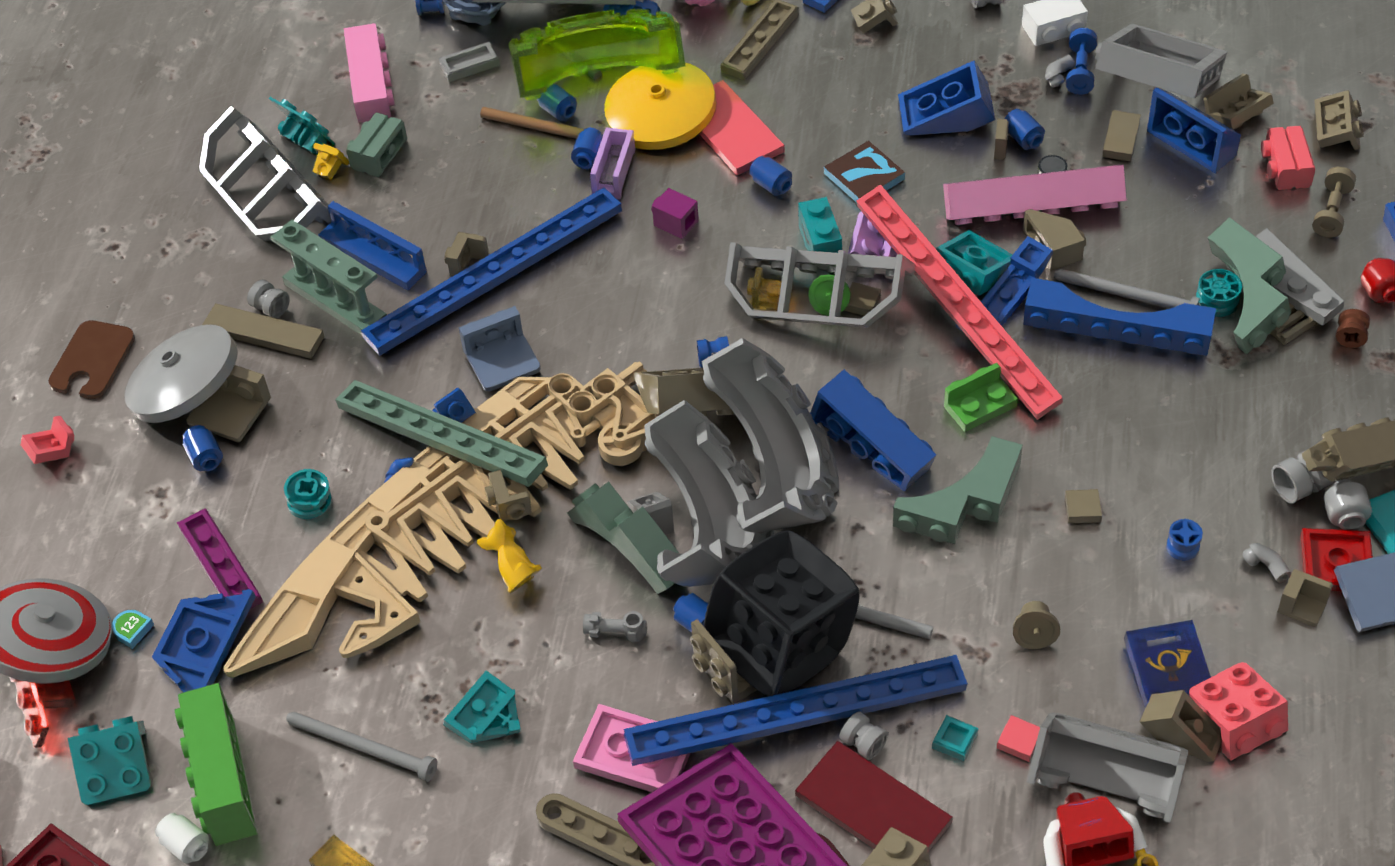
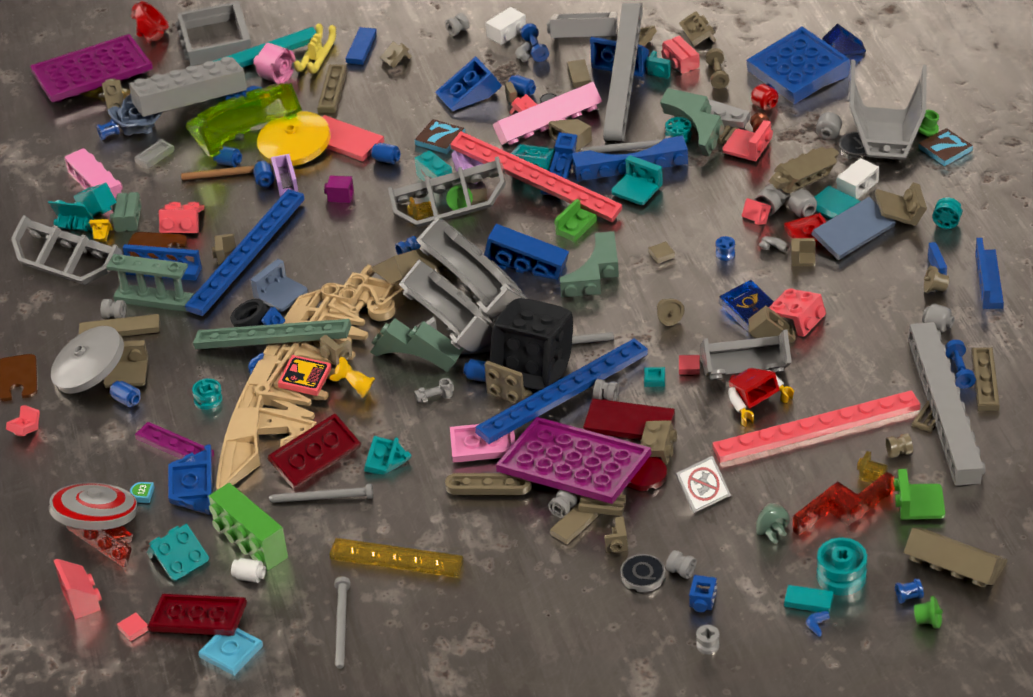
camera: 25 degrees left, 10 degrees down
(340, 112) = (96, 199): none -> teal brick
(389, 208) = (157, 240): none -> reddish brown piece
(389, 661) = (314, 451): none -> dark red tile
(418, 383) = (249, 313): none -> black tyre
(439, 178) = (180, 218): none -> coral bracket
(443, 524) = (304, 375): none -> tile
(1009, 164) = (522, 104): none -> coral bracket
(1109, 366) = (640, 181): none -> teal bracket
(1175, 165) = (623, 72): none -> light grey beam
(1243, 166) = (658, 66): none -> teal bracket
(1267, 490) = (756, 211): none -> coral bracket
(1316, 355) = (747, 143): none -> coral bracket

